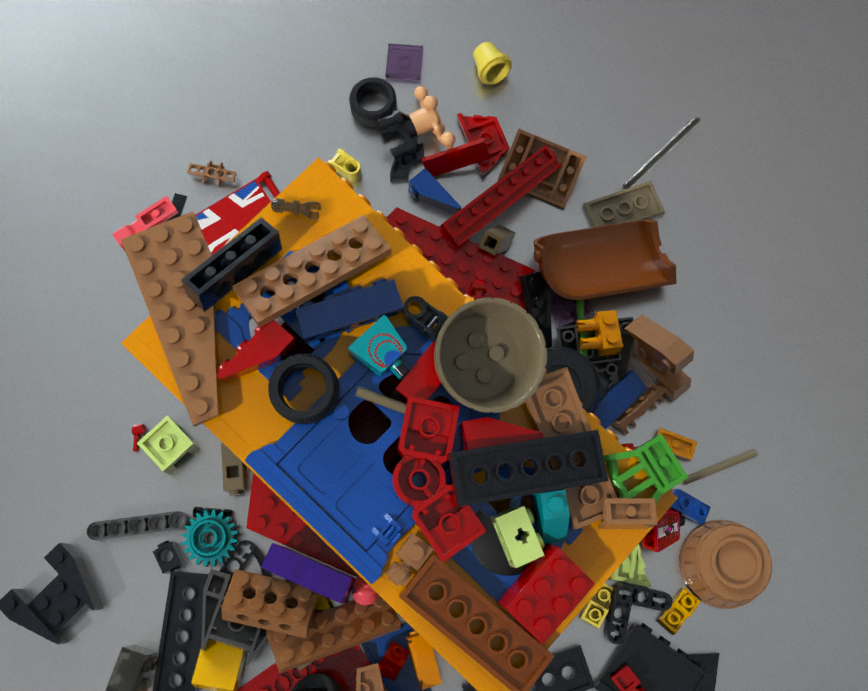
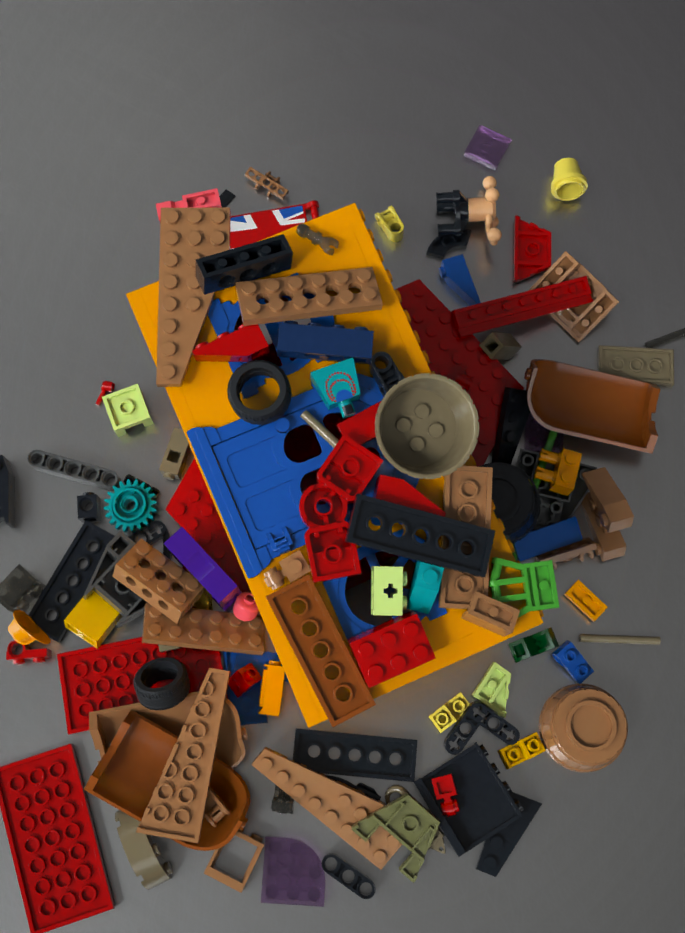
camera: 25 degrees right, 0 degrees up
(369, 86) = (442, 158): black tyre -> none
(456, 158) = (496, 256): red piece -> none
(665, 532) = (537, 668): red torso -> none

